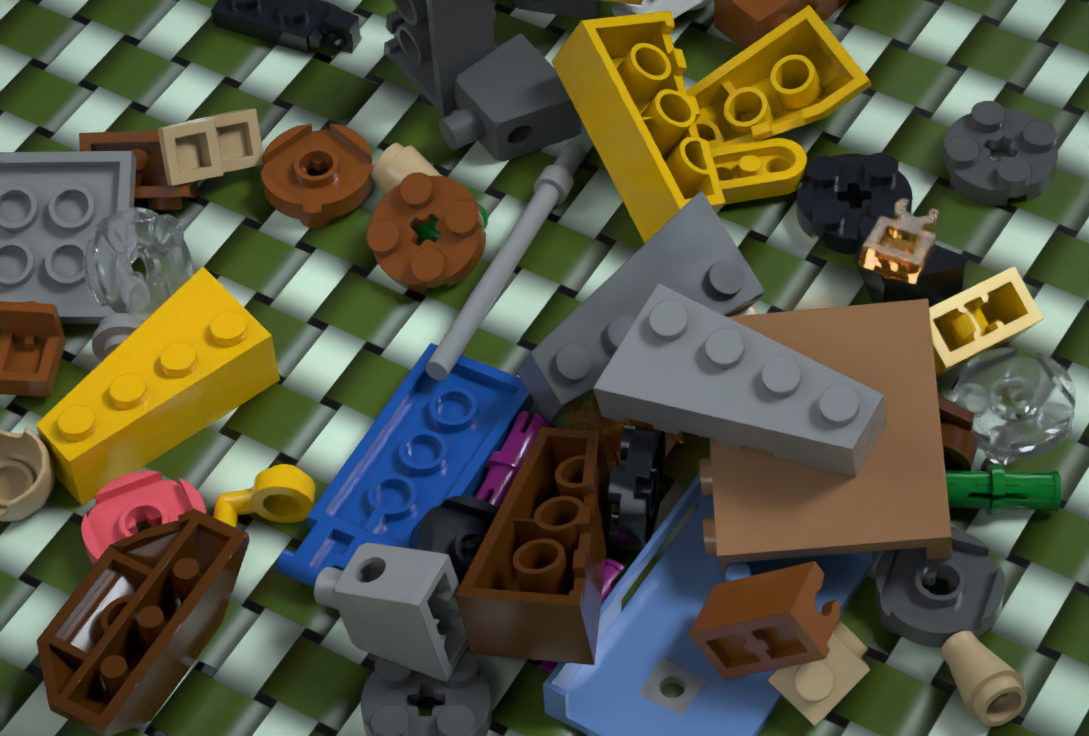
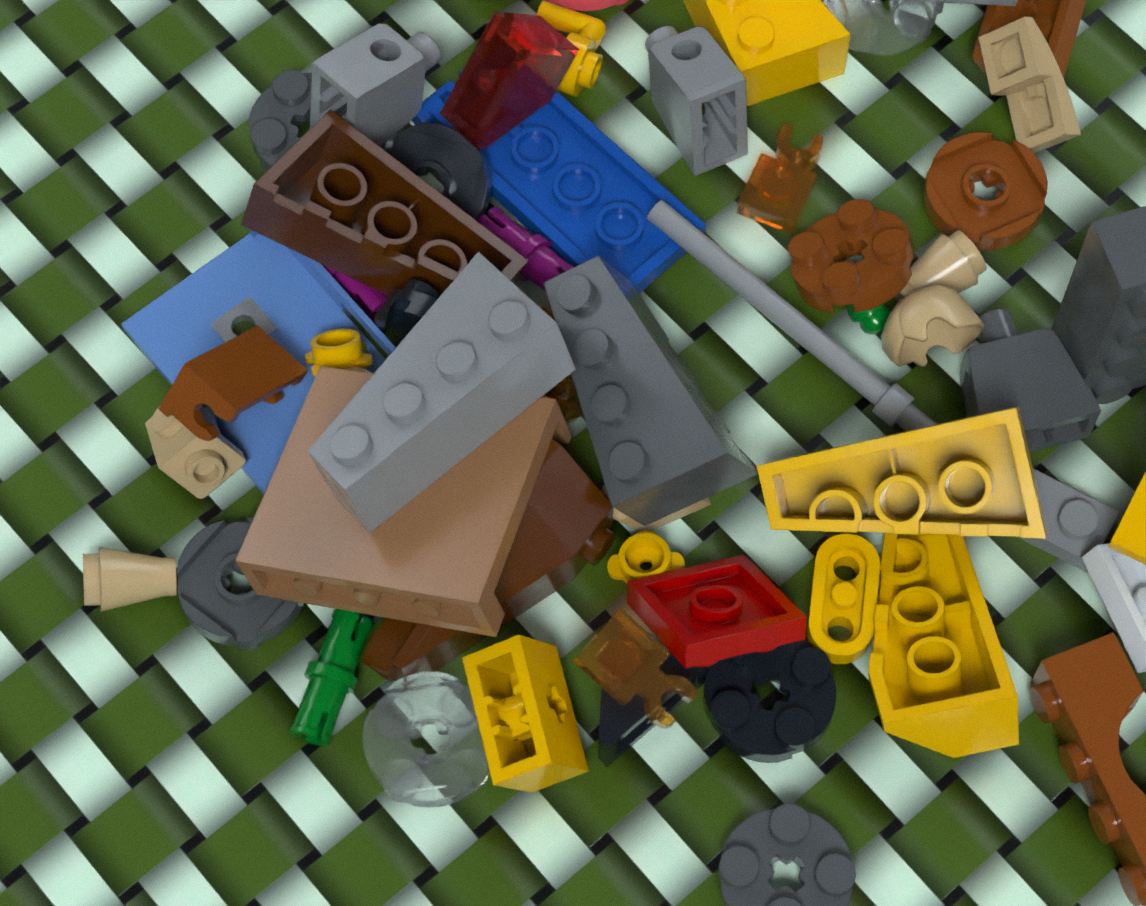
camera: 105 degrees right, 15 degrees up
(293, 377) = (695, 72): none -> light grey torso
(335, 503) = (508, 76): none -> clear red slope
(356, 320) = (783, 185): none -> clear orange plate
(480, 161) = (928, 320): none -> tan hair
(670, 571) = (338, 350): none -> yellow plate
(783, 292) = (641, 548): none -> yellow plate
(814, 223) = (716, 611): none -> red plate

